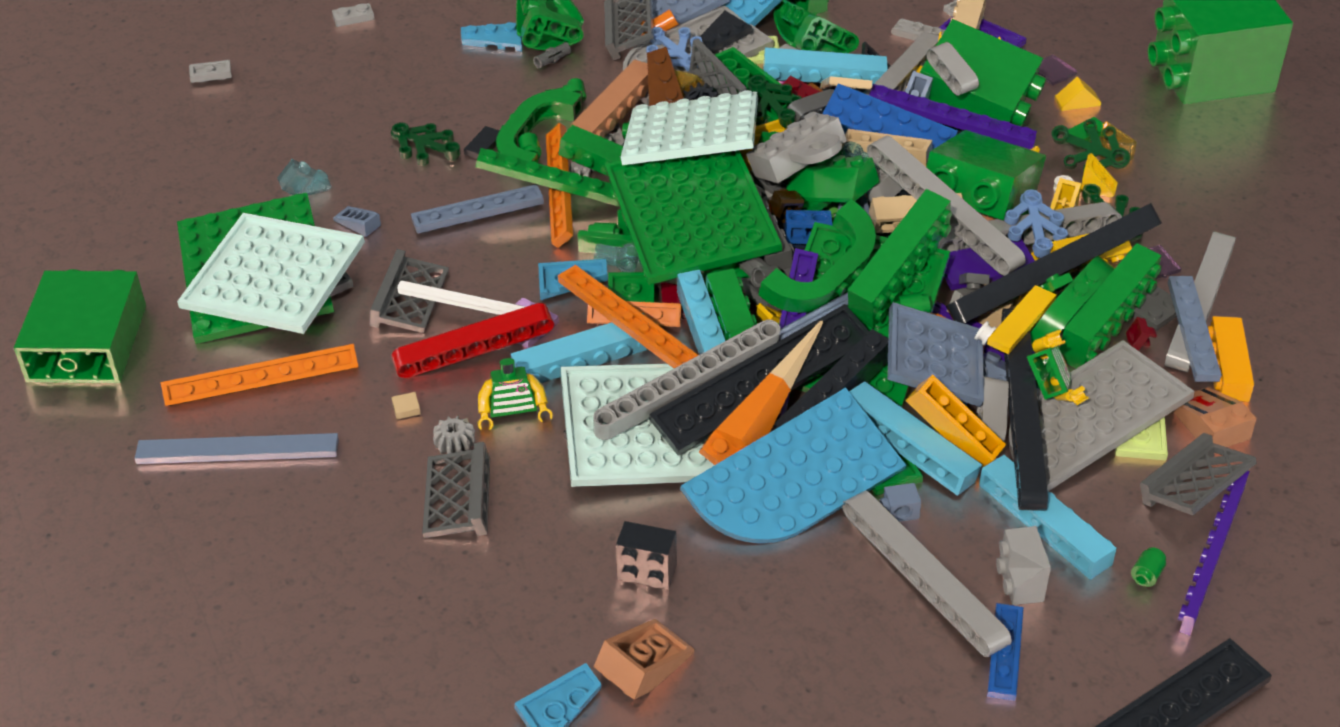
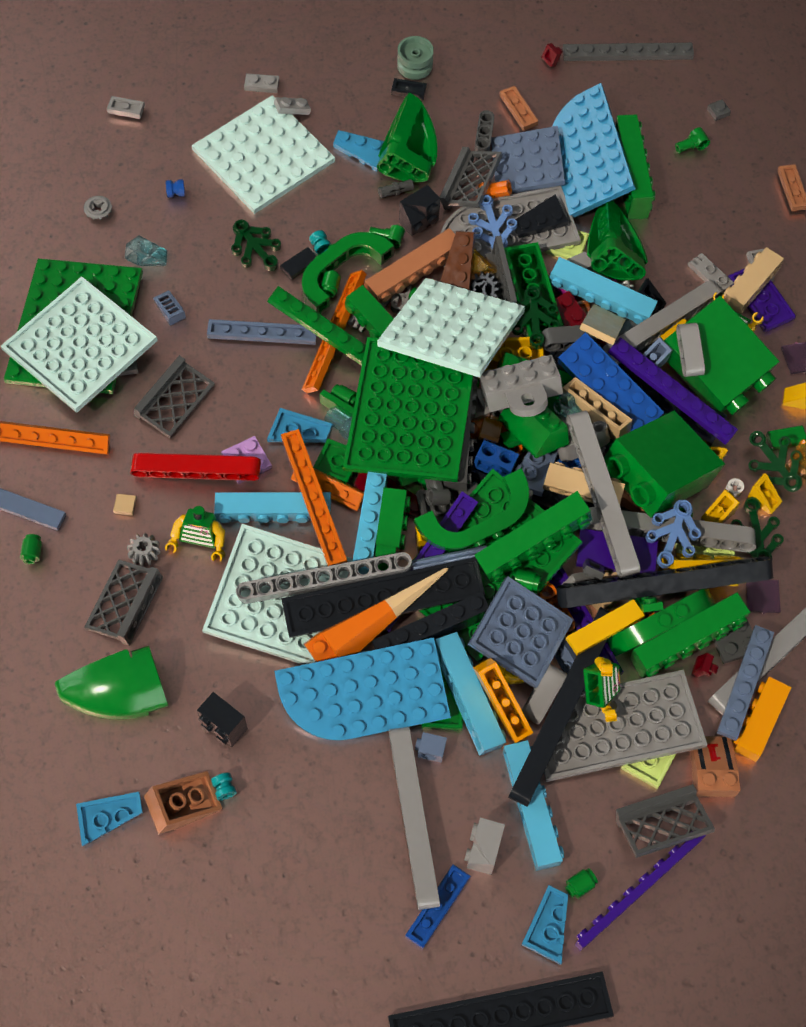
camera: 20 degrees right, 20 degrees up
(224, 160) = (97, 201): none -> light grey gear
(306, 119) = (175, 188): none -> blue wheel
(315, 479) = (31, 549): none -> green brick
(388, 69) = (263, 154): none -> light aqua plate
(403, 19) = (292, 106): none -> light grey plate
(456, 298) = (204, 423): white axle -> none
(495, 116) = (319, 241): none -> teal wheel
(495, 571) = (115, 686): none -> green panel
(591, 58) = (419, 210): none -> black slope
(684, 623) = (223, 786): none -> teal wheel
(984, 333) = (570, 628): white bush -> none
(1139, 621) = (548, 925): none -> dark azure wing

